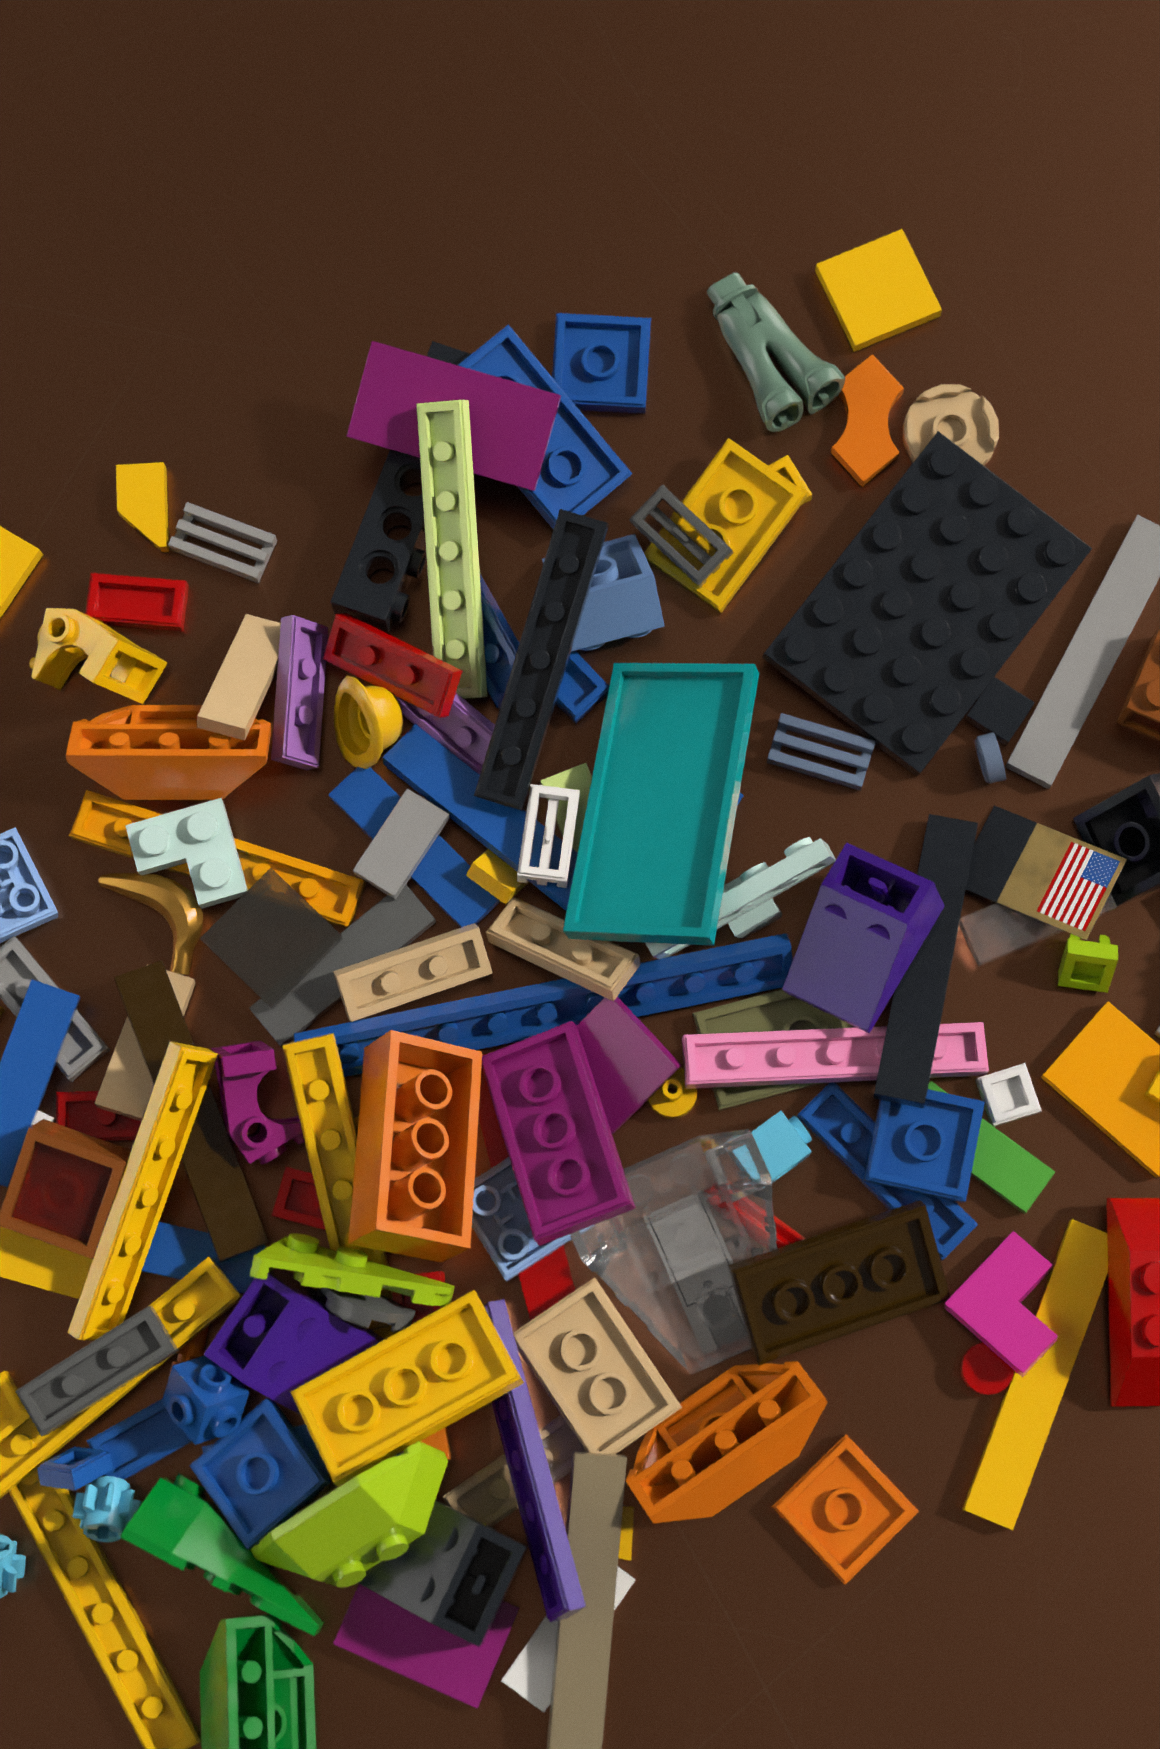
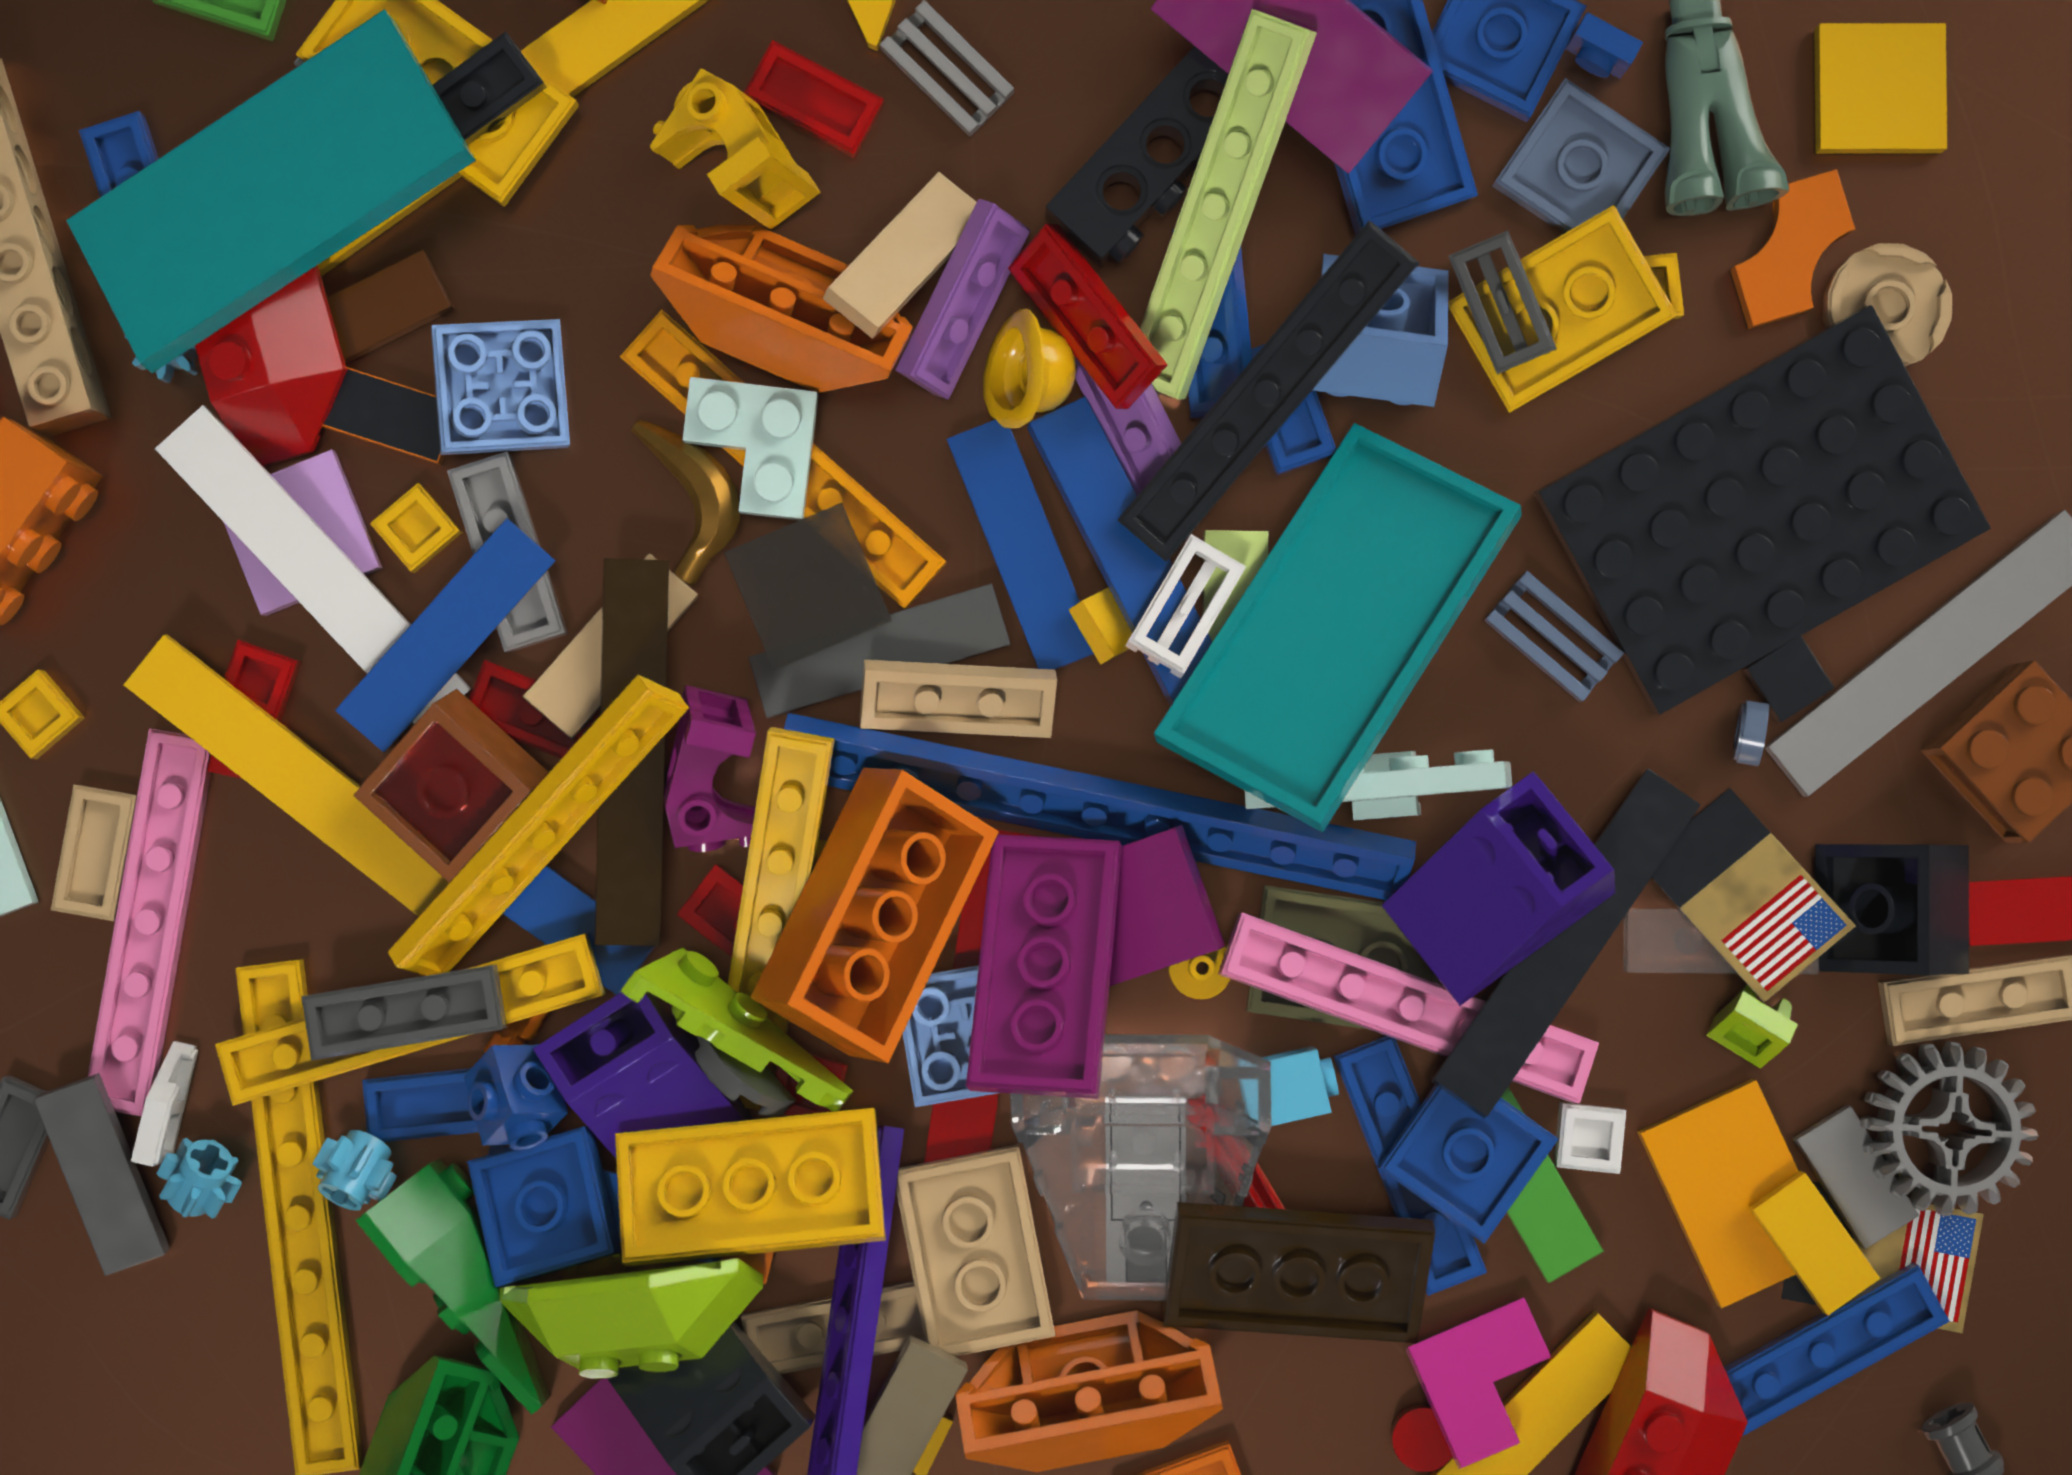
camera: 15 degrees right, 10 degrees up
(74, 1468) = (336, 1109): blue tile -> none
(401, 843) = (1008, 538): light grey tile -> none
(541, 940) = (1124, 725): tan tile -> none
(674, 339) = (1602, 47): none -> blue plate
(692, 422) = (1579, 161): none -> sand blue tile

